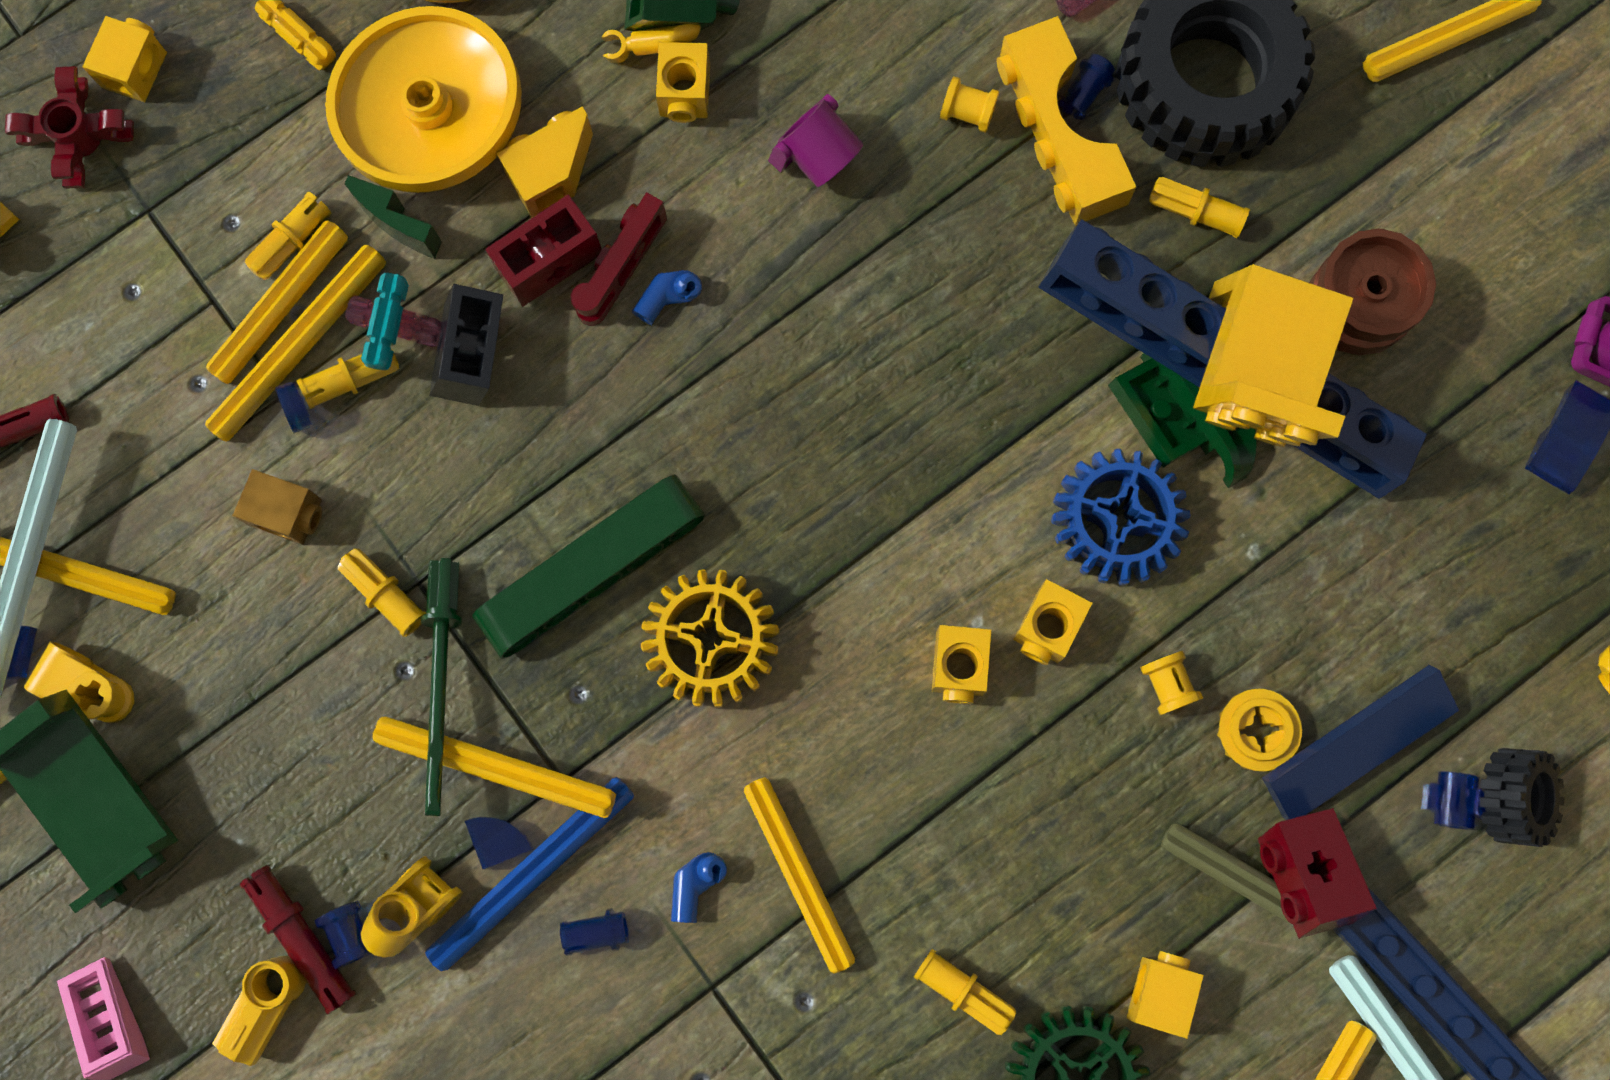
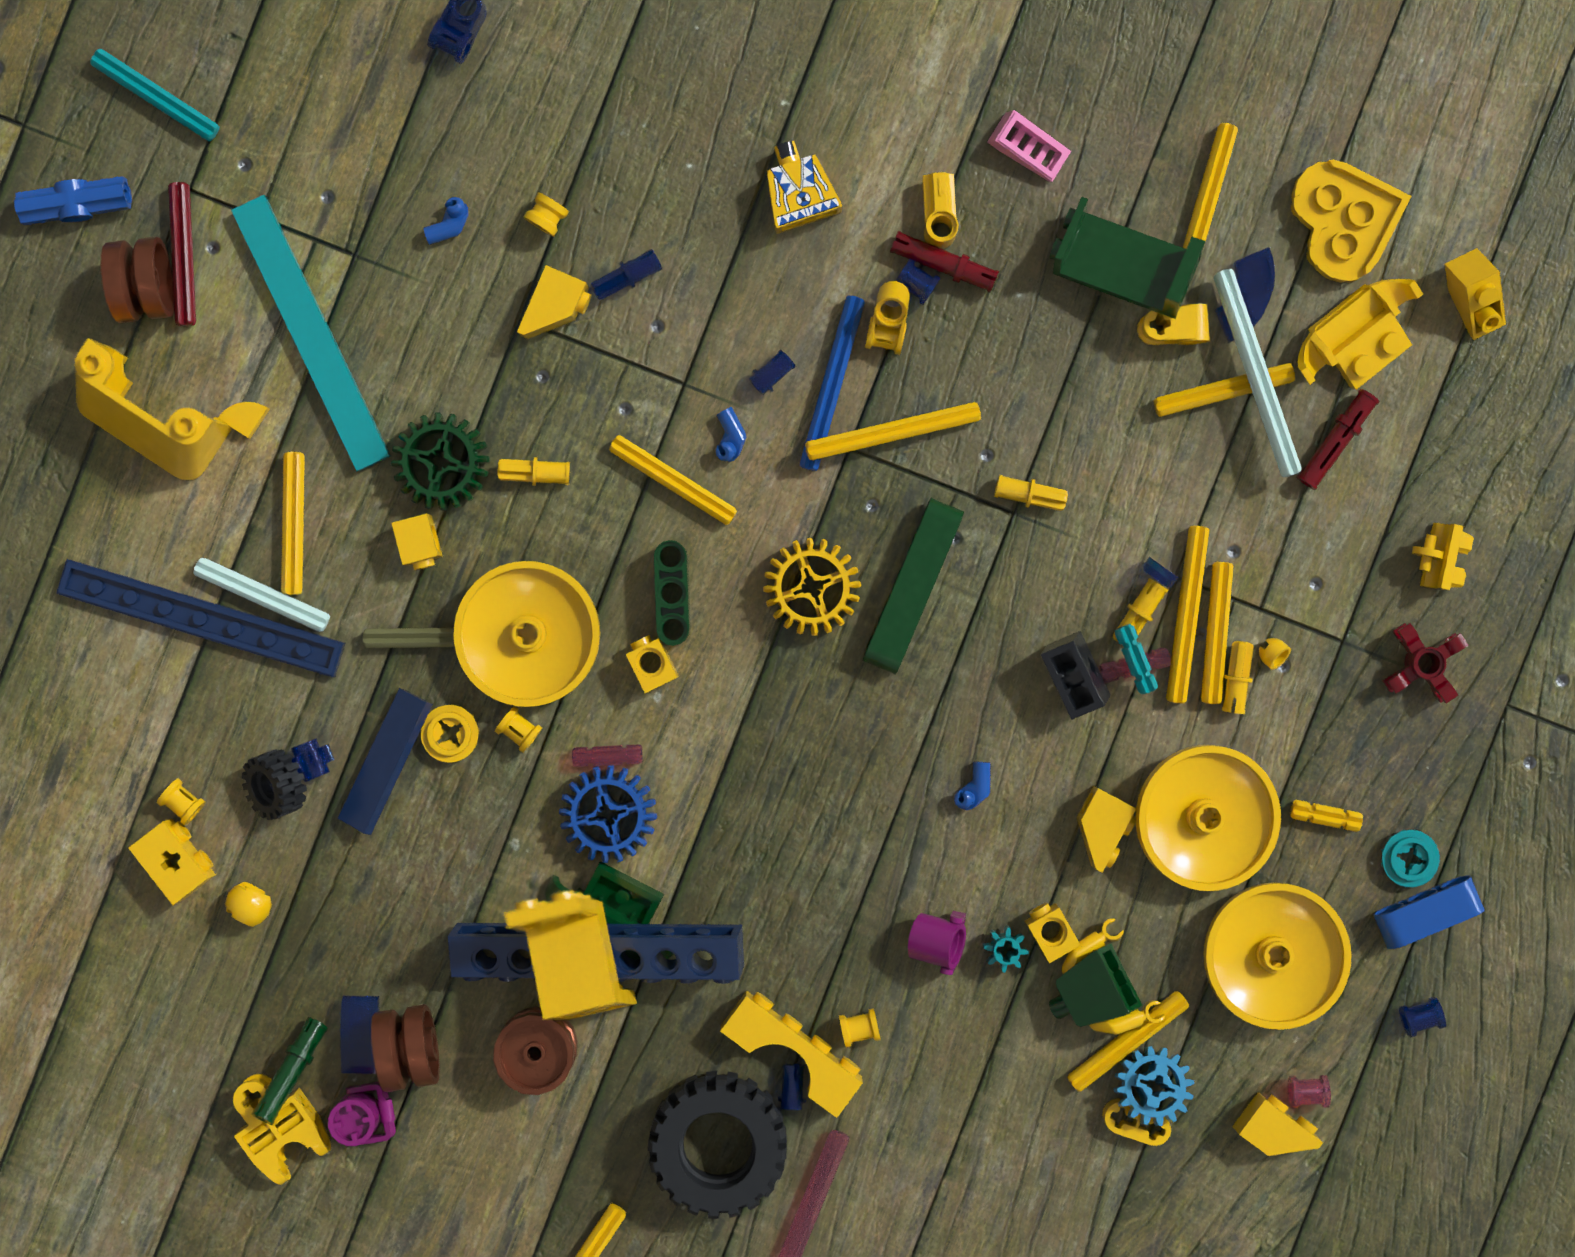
camera: 145 degrees right, 10 degrees up
(125, 57) = (1421, 730): yellow brick -> none
(227, 238) = (1275, 653): none -> yellow hinge
(279, 507) = (1125, 505): pearl gold brick -> none
(387, 213) = (1187, 731): dark green slope -> none
(441, 616) = (983, 501): dark green piece -> none
(496, 840) = (864, 389): clear blue tile -> none
(545, 250) = (1066, 765): dark red brick -> none
(619, 261) = (1018, 786): dark red plate -> none
(746, 81) = (999, 941): none -> teal gear
(893, 710) = (663, 576): none -> dark green beam
(1067, 608) = (603, 736): yellow brick -> none
(1094, 792) = (526, 633): none -> yellow dish
(1110, 604) = (607, 755): none -> clear pink axle
(1199, 206) = (675, 1048): yellow axle -> none
(1335, 890) = (375, 681): dark red brick -> none
(1532, 382) = (405, 1048): none -> copper wheel

